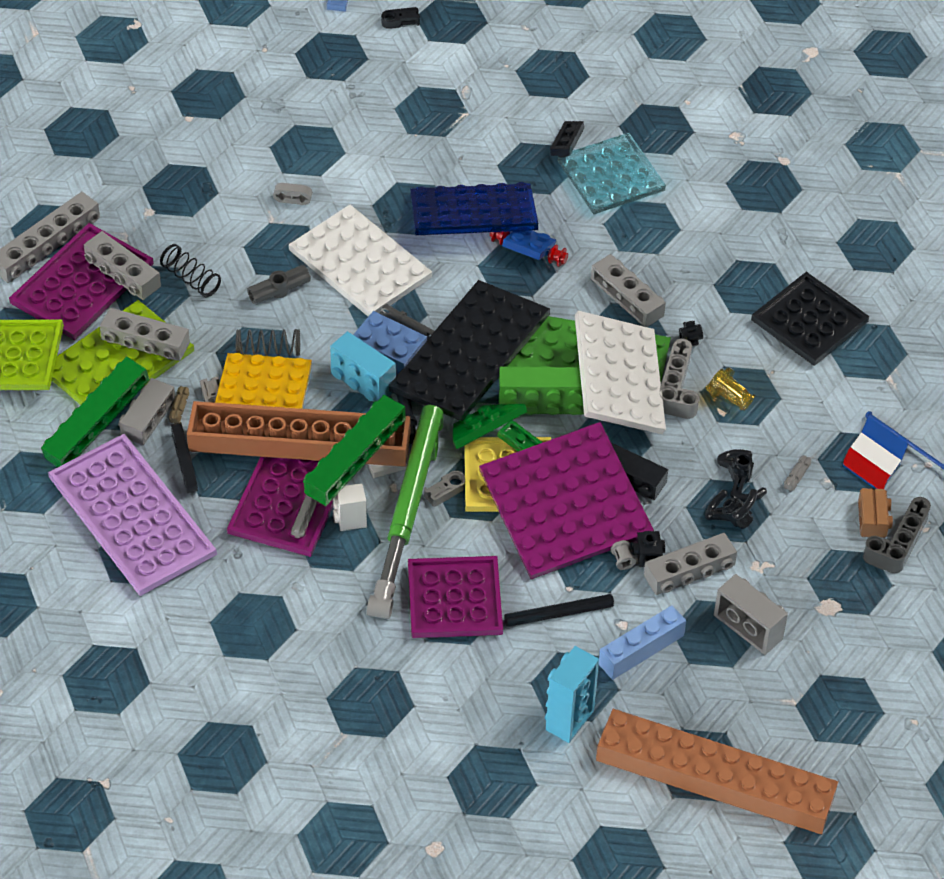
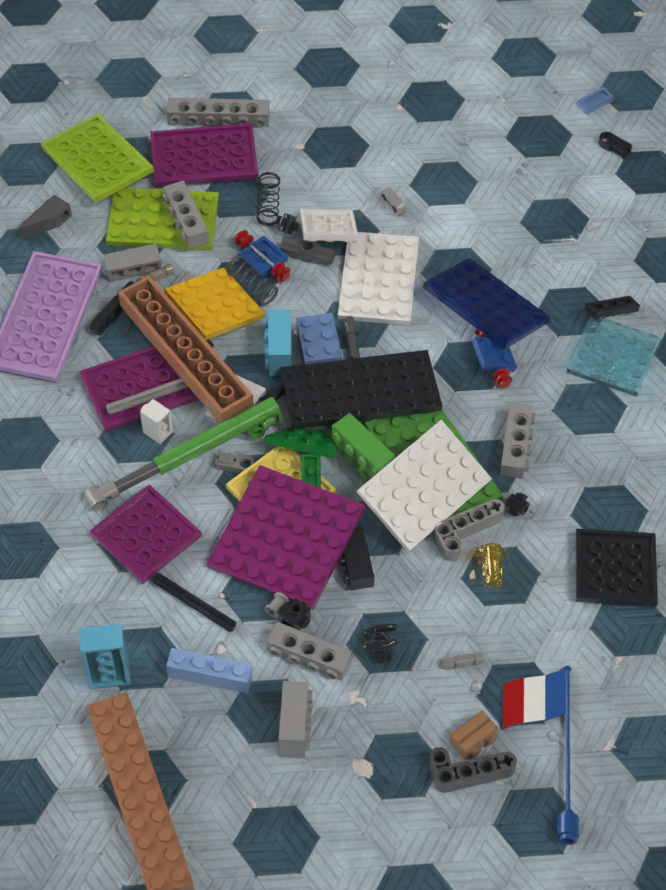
camera: 50 degrees right, 5 degrees up
(19, 437) = (48, 217): none -> dark grey slope
(95, 412) = (99, 237): green brick -> none
(122, 265) = (229, 162): light grey brick -> none
(233, 276) = (287, 223): none -> black gear
(246, 316) = (263, 256): none -> blue plate
(272, 249) = (328, 225): none -> white plate
(354, 450) = (187, 384): green brick -> none
(740, 470) = (424, 624): black piece -> none

